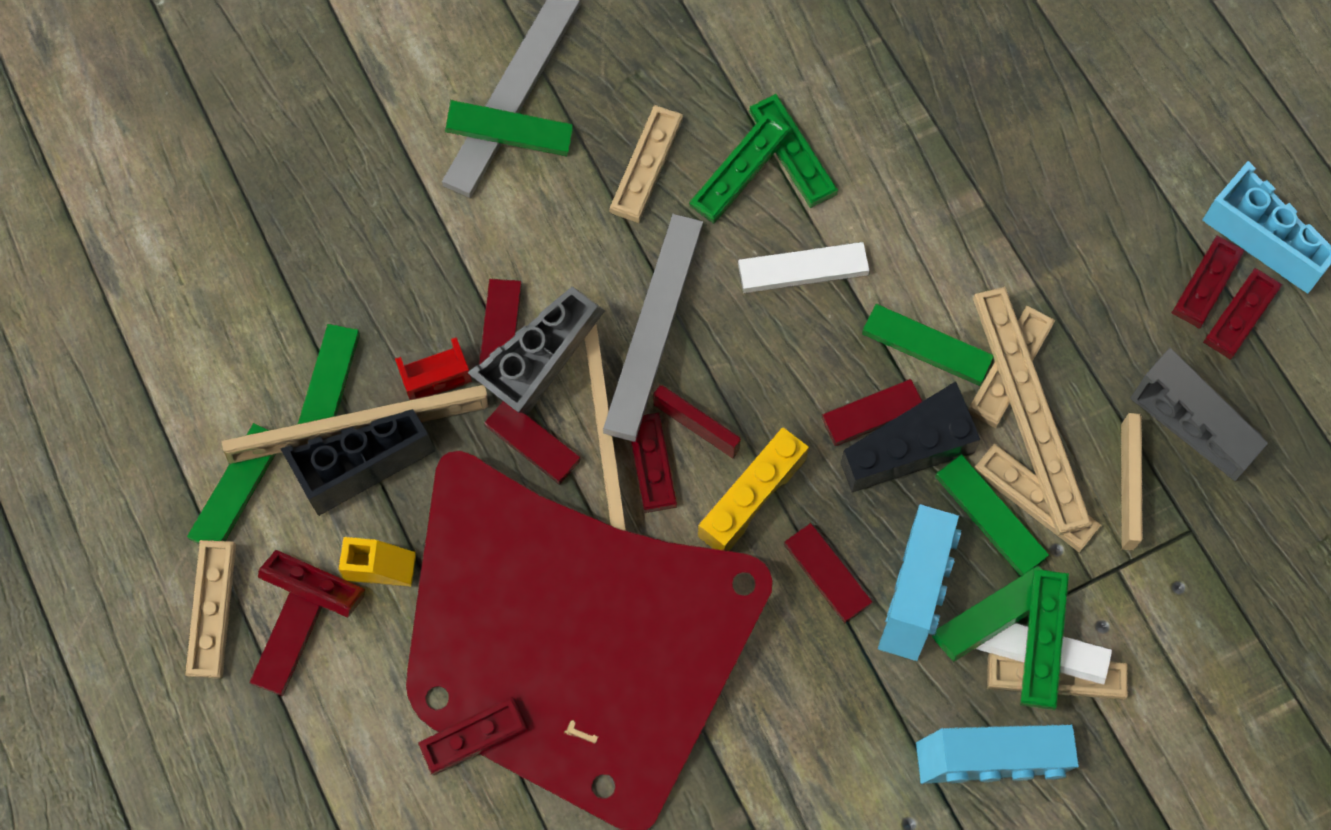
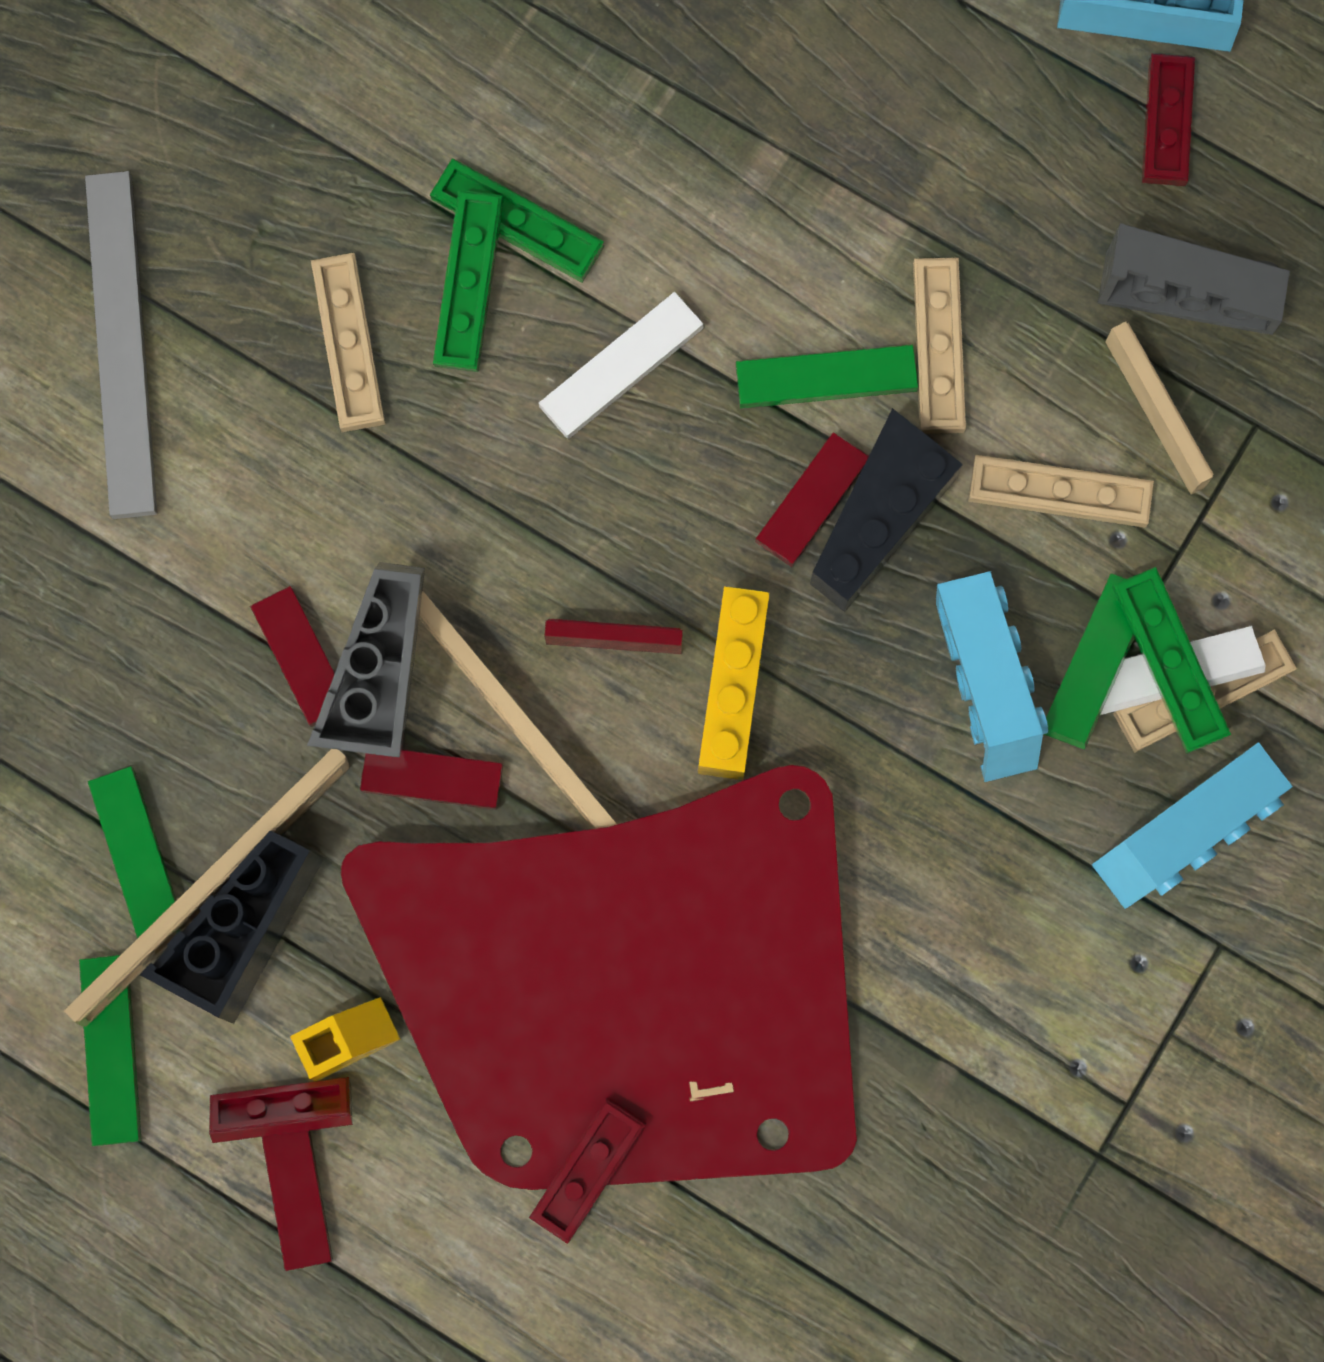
camera: 30 degrees left, 10 degrees up
(210, 609) = (180, 1214): tan tile -> none
(435, 373) = (259, 763): red panel -> none
(508, 128) = (149, 398): green tile -> none
(653, 328) = (491, 551): light grey tile -> none
(653, 466) = (589, 717): dark red tile -> none
(827, 573) = (876, 727): dark red tile -> none
(991, 515) = (1022, 544): green tile -> none
(1032, 412) = (995, 388): tan tile -> none
(1208, 281) = (1106, 102): dark red tile -> none

